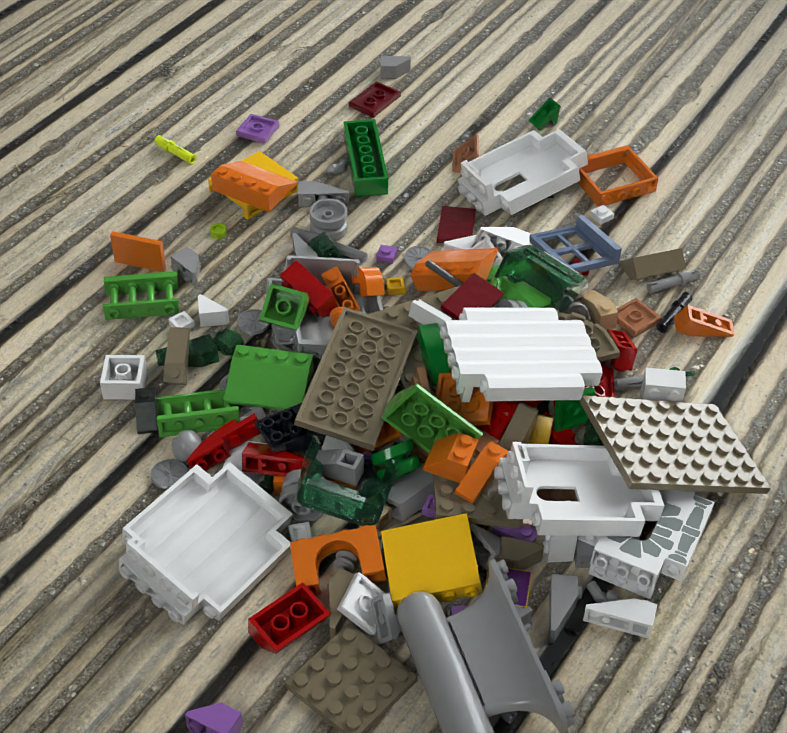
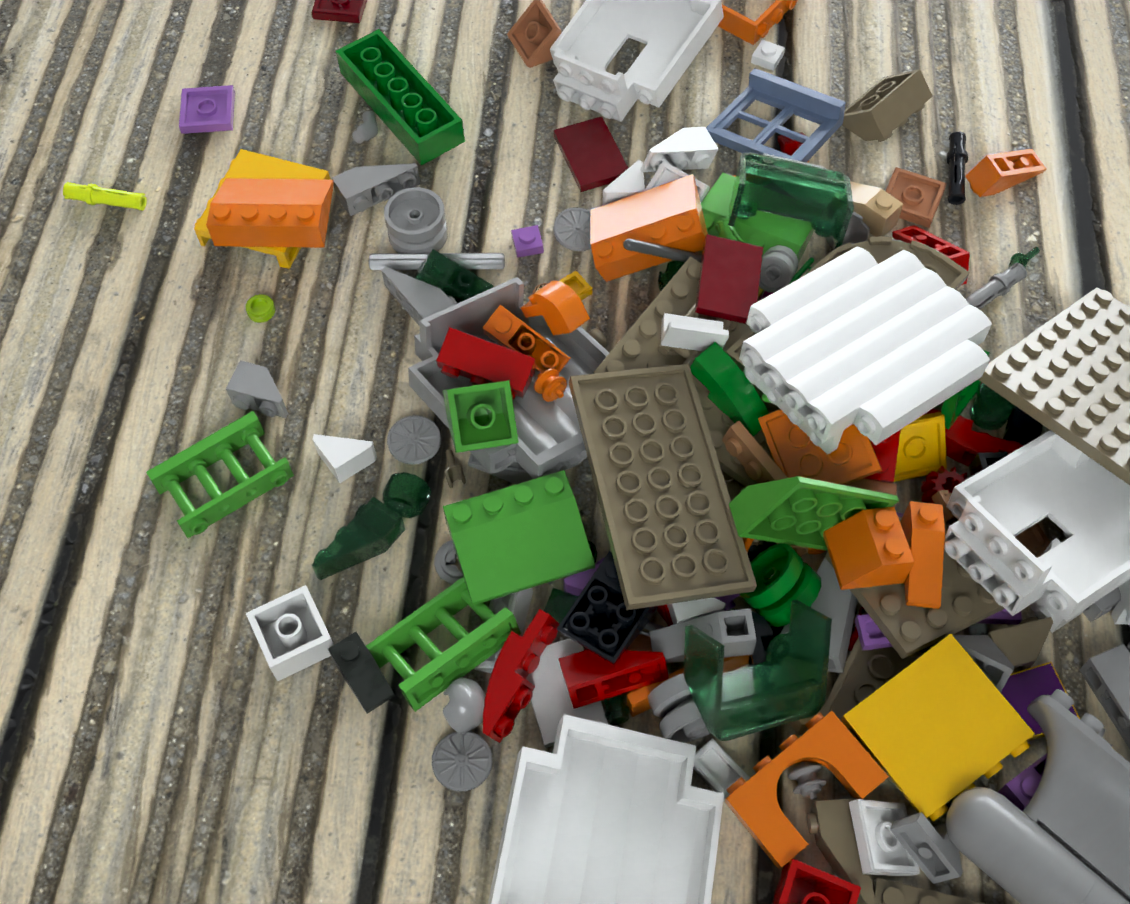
camera: 25 degrees left, 15 degrees up
(138, 251) = (170, 402): orange tile -> none
(177, 356) = (354, 560): dark tan slope -> none
(181, 320) = (311, 492): white plate -> none
(520, 426) = (914, 462): dark tan slope -> none
(663, 385) = (1033, 299): white brick -> none
(677, 280) = (930, 115): light grey pin -> none

